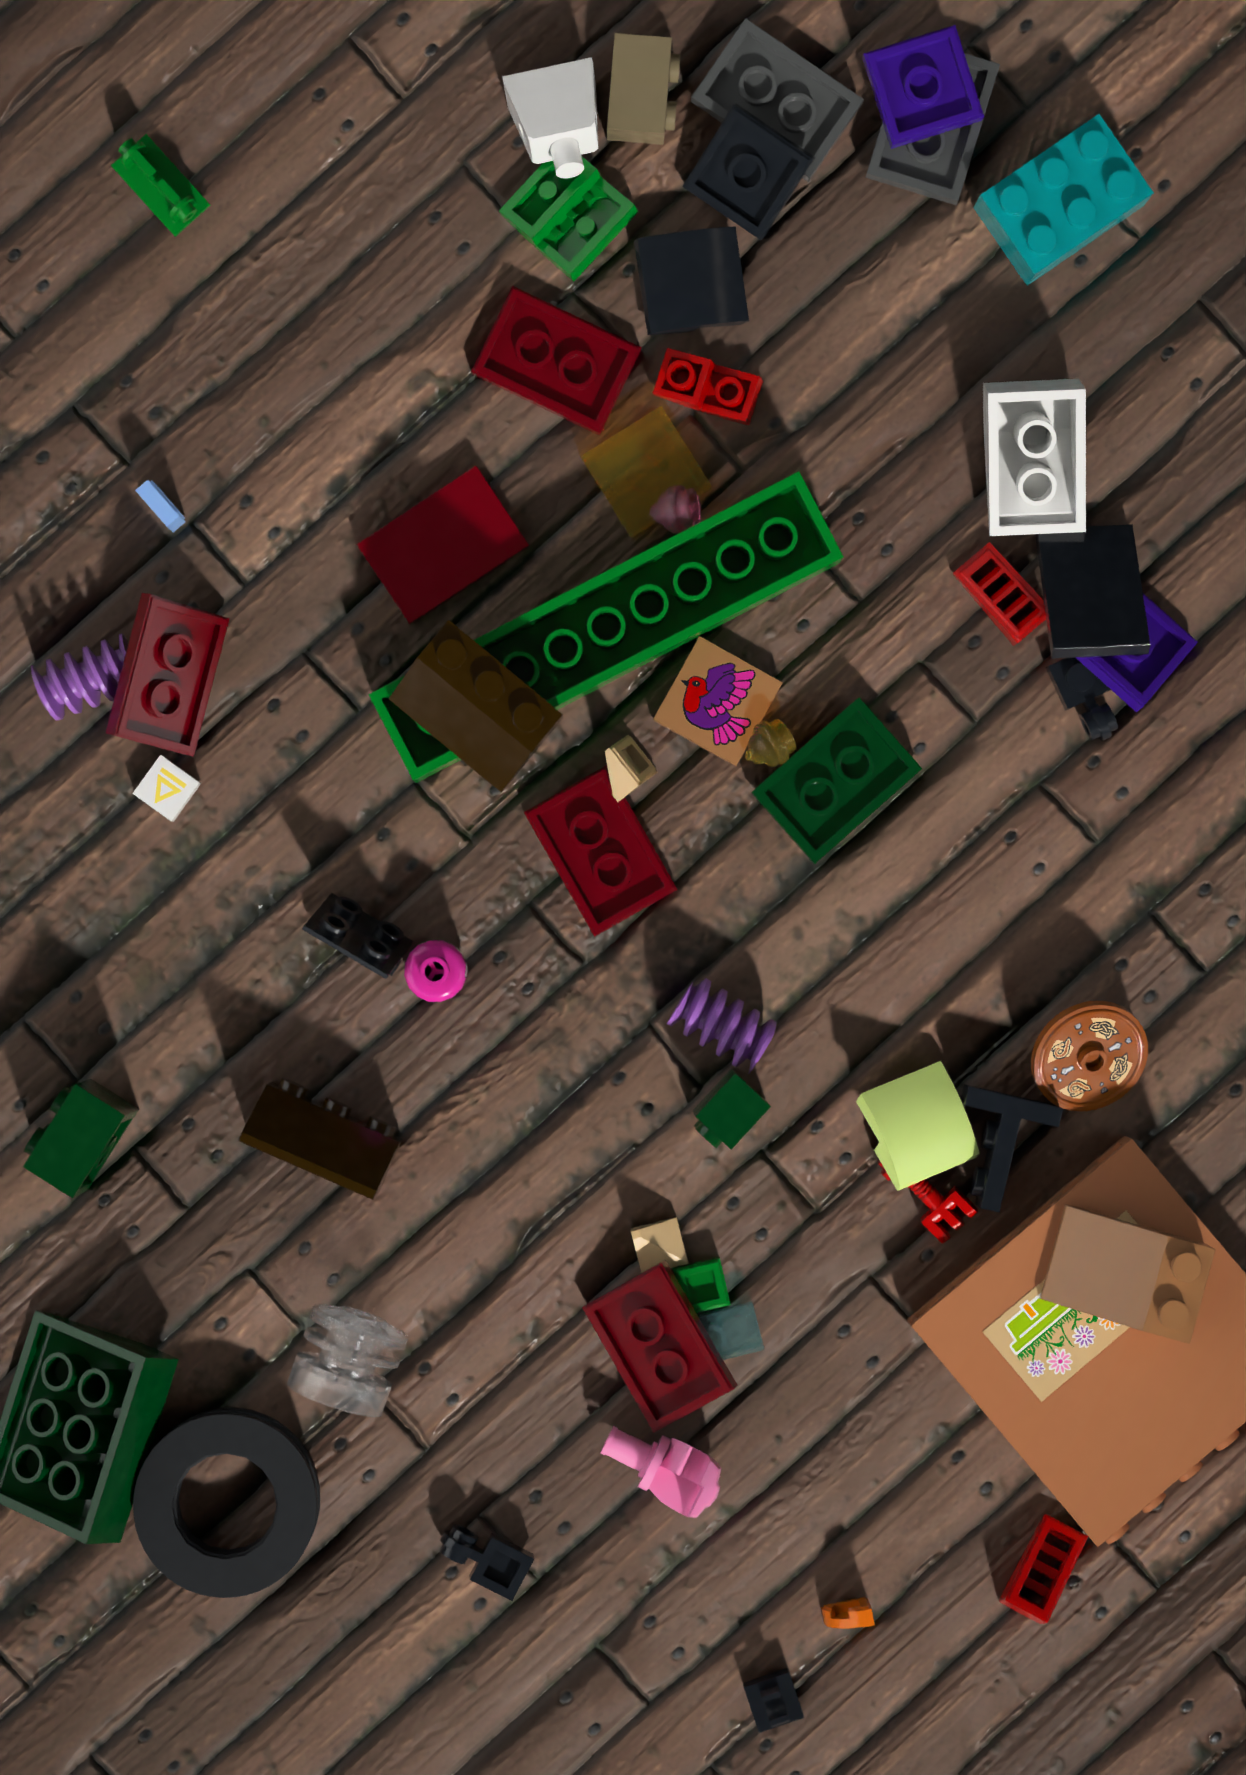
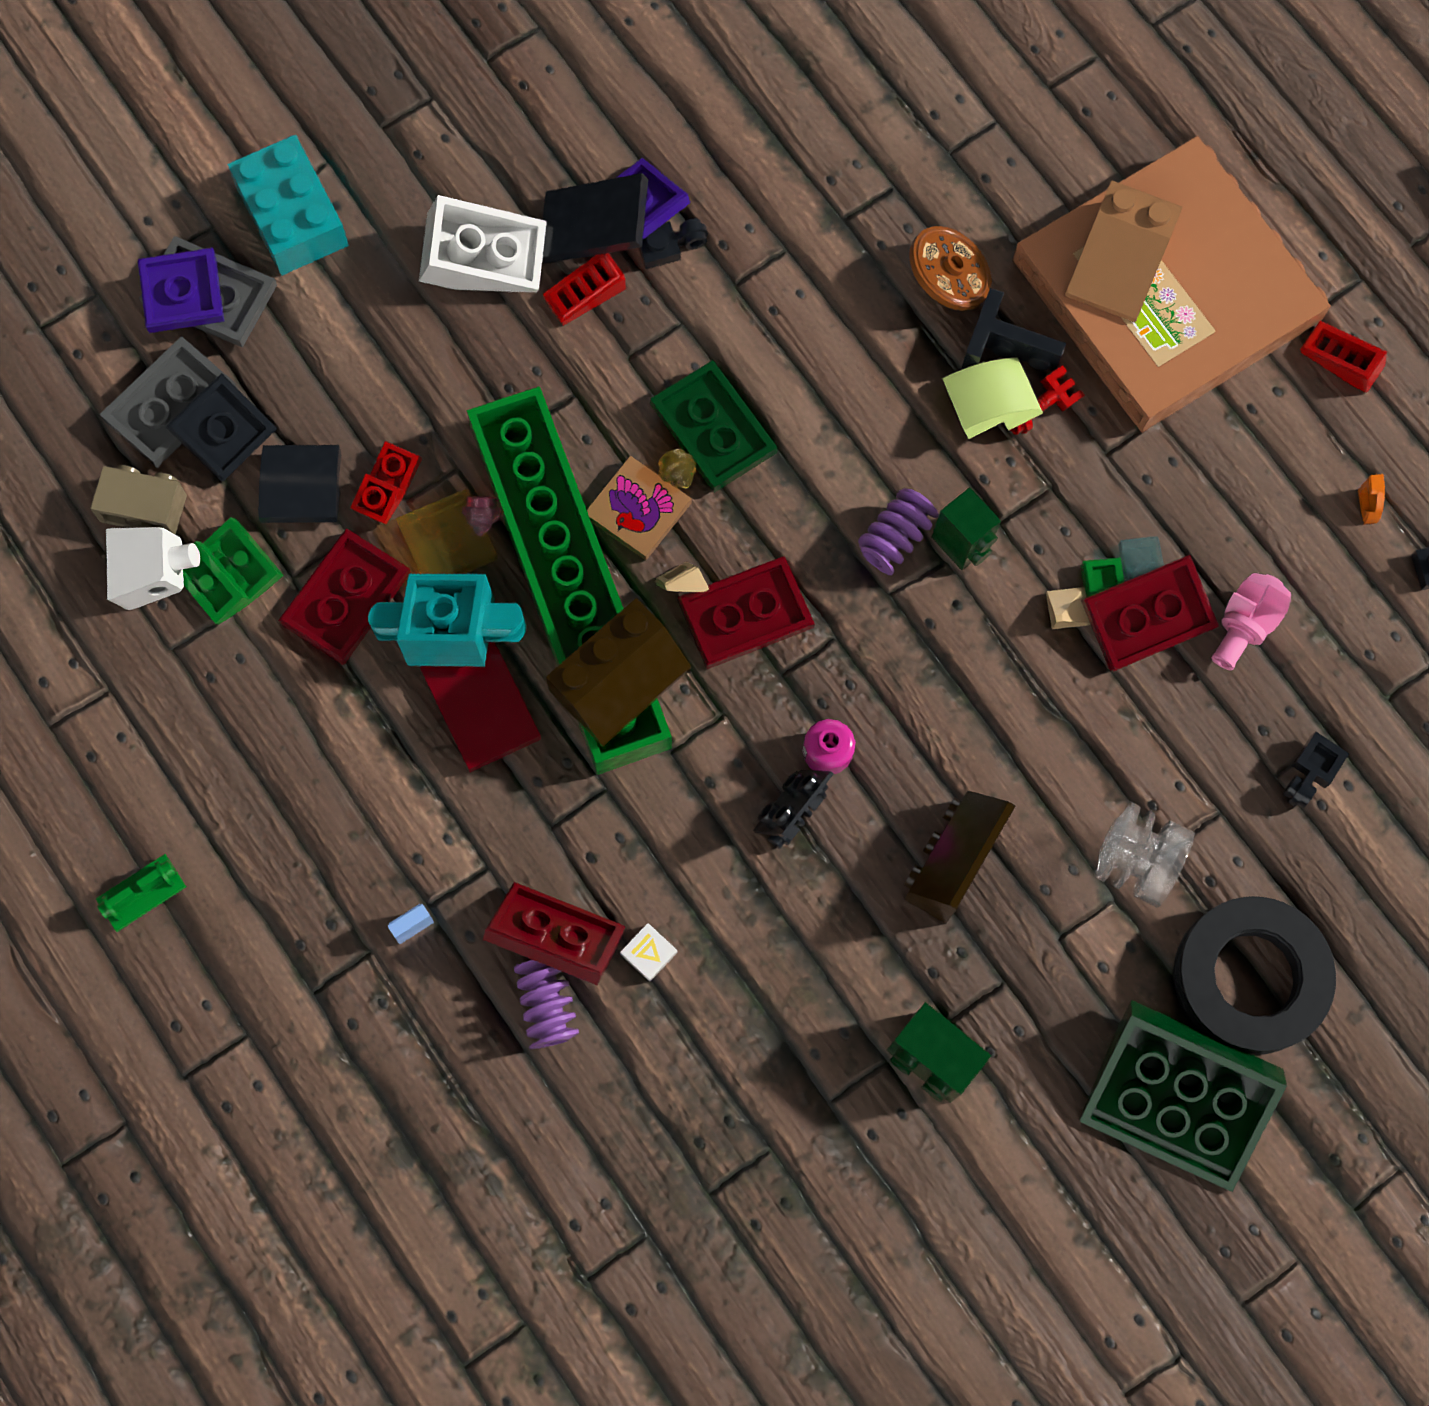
camera: 90 degrees left, 15 degrees down
(529, 489) = (443, 602): none -> teal brick

